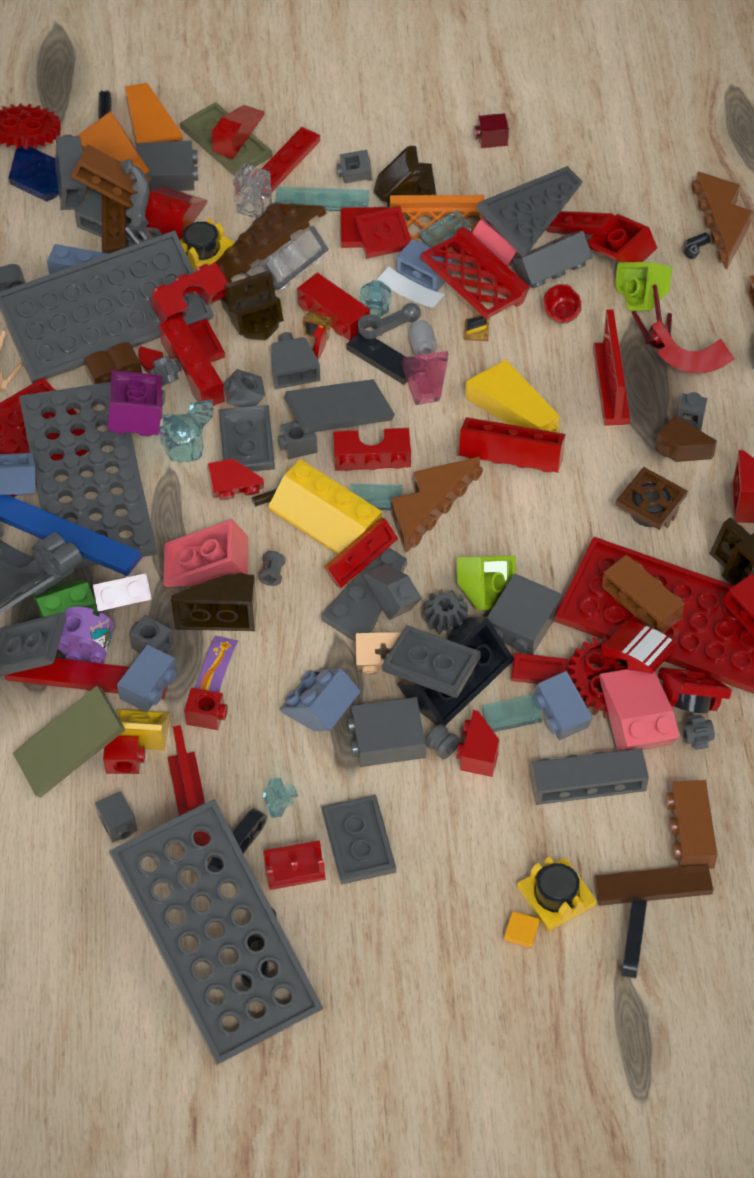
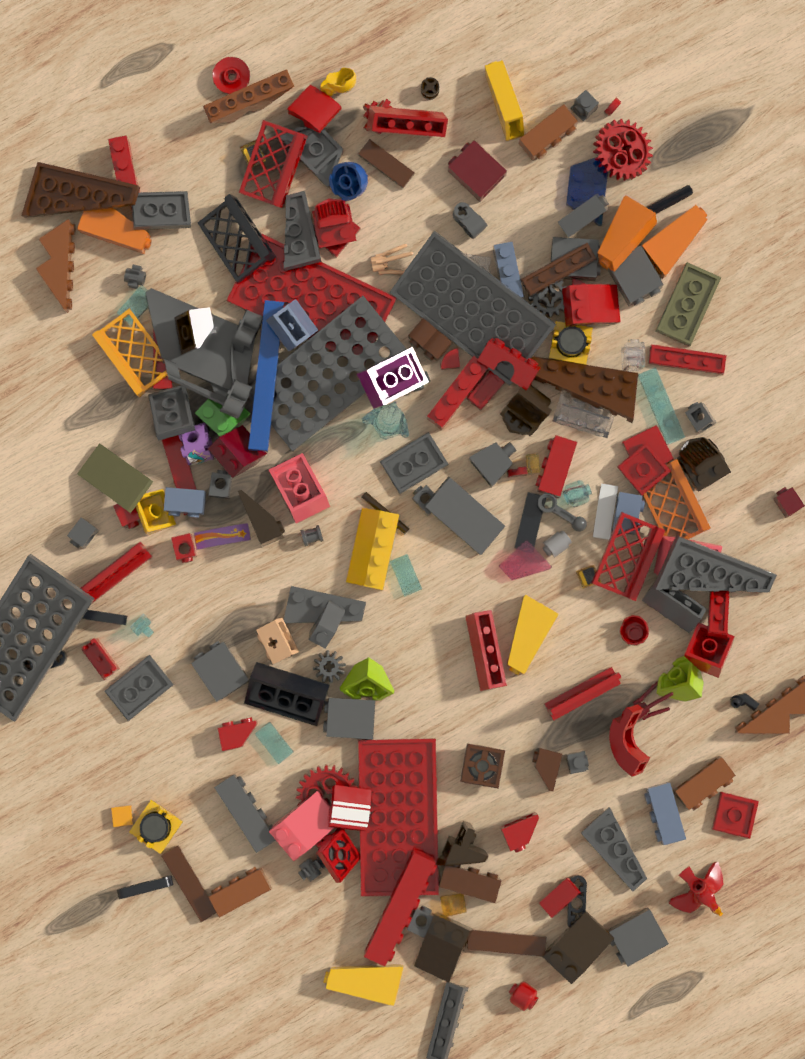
camera: 65 degrees right, 30 degrees up
(105, 175) = (581, 253): dark orange brick -> none
(139, 201) = (555, 292): dark grey piece -> none
(167, 369) = (441, 379): dark grey gear -> none
(232, 478) = (369, 473): red slope -> none
(234, 130) = (695, 310): red slope -> none
(244, 389) = (453, 447): dark grey brick -> none
(320, 699) = (224, 616): sand blue slope -> none
(354, 455) = (446, 570): red arch -> none
(361, 552) = (348, 589): red tile -> none
(431, 661) = (271, 680): dark grey tile -> none
(434, 495) = (425, 615): dark orange slope -> none
(442, 741) = (229, 709): dark grey wheel -> none
(443, 229) = (666, 513): clear light blue tile -> none
(536, 668) = (314, 746): red tile -> none
(562, 706) = (288, 775): sand blue brick -> none
(643, 594) = (395, 794): dark orange brick -> none

